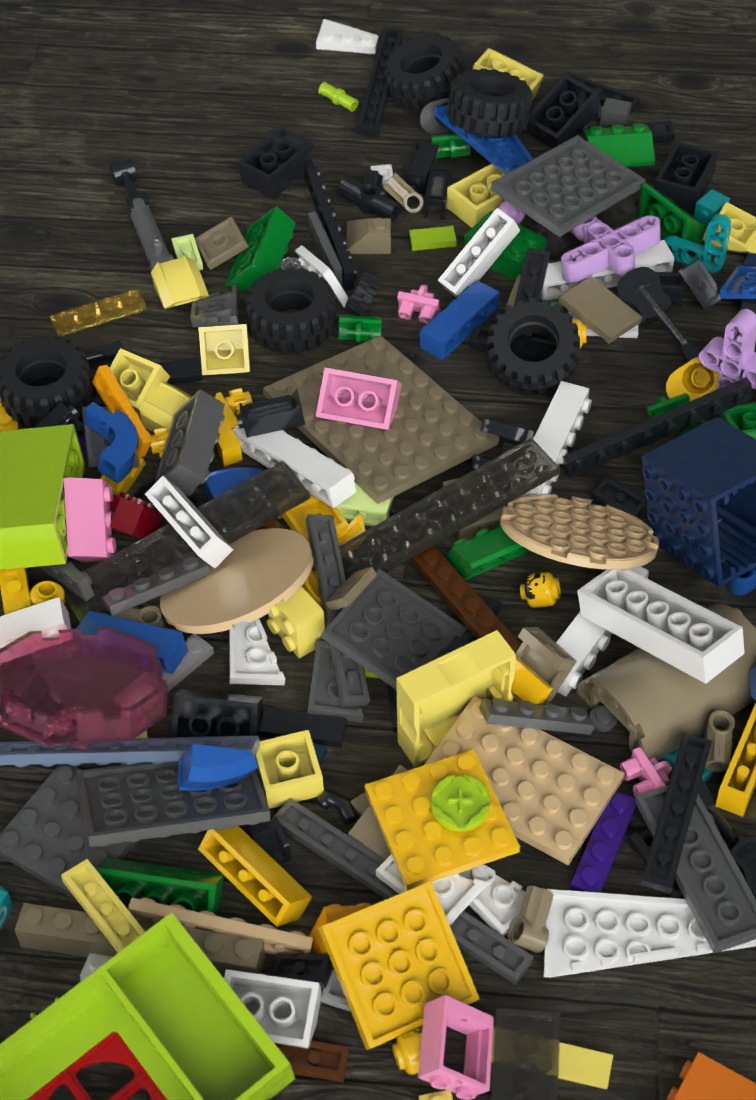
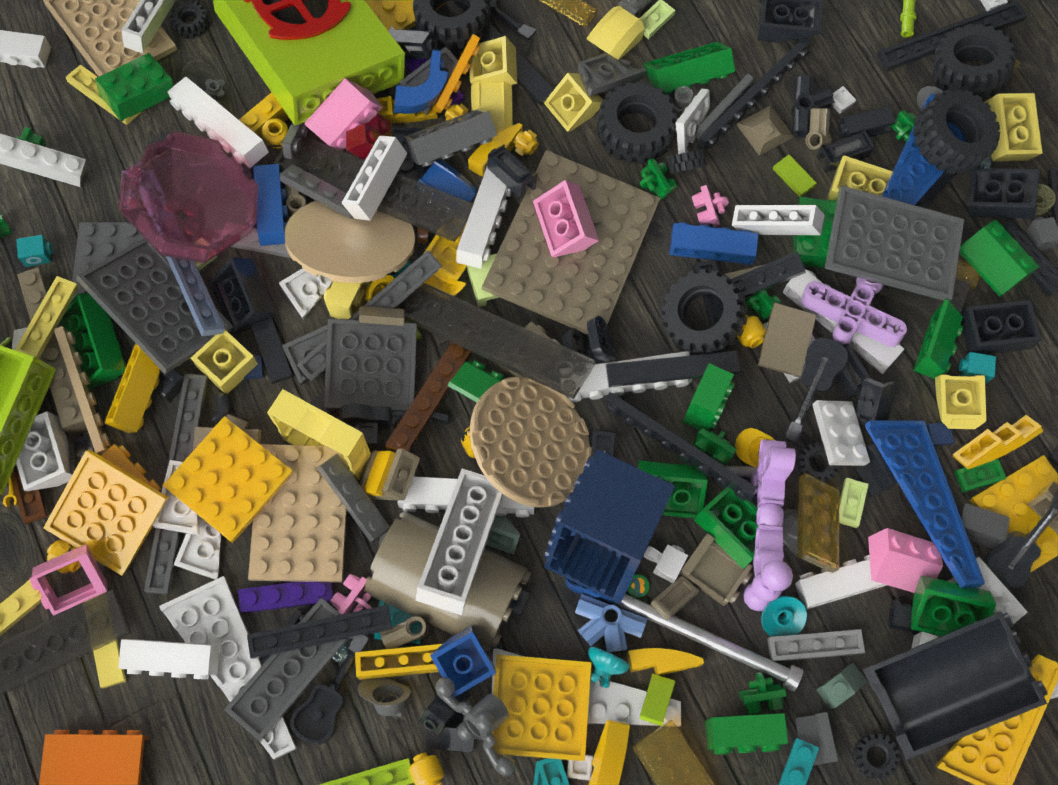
camera: 55 degrees right, 20 degrees up
(213, 767) = (174, 315): blue slope -> none
(221, 243) = (679, 34): dark tan tile -> none
(303, 1076) = (11, 494): none -> yellow hand
(460, 802) = (237, 485): lime tile -> none
(529, 927) = (186, 580): dark tan piece -> none
(573, 398) = (669, 368): none -> black tile
(616, 983) = (169, 657): none -> white brick
(624, 383) = (709, 398): none -> green brick
(705, 251) = (917, 388): teal beam -> none
(705, 317) = (840, 433): none -> white plate

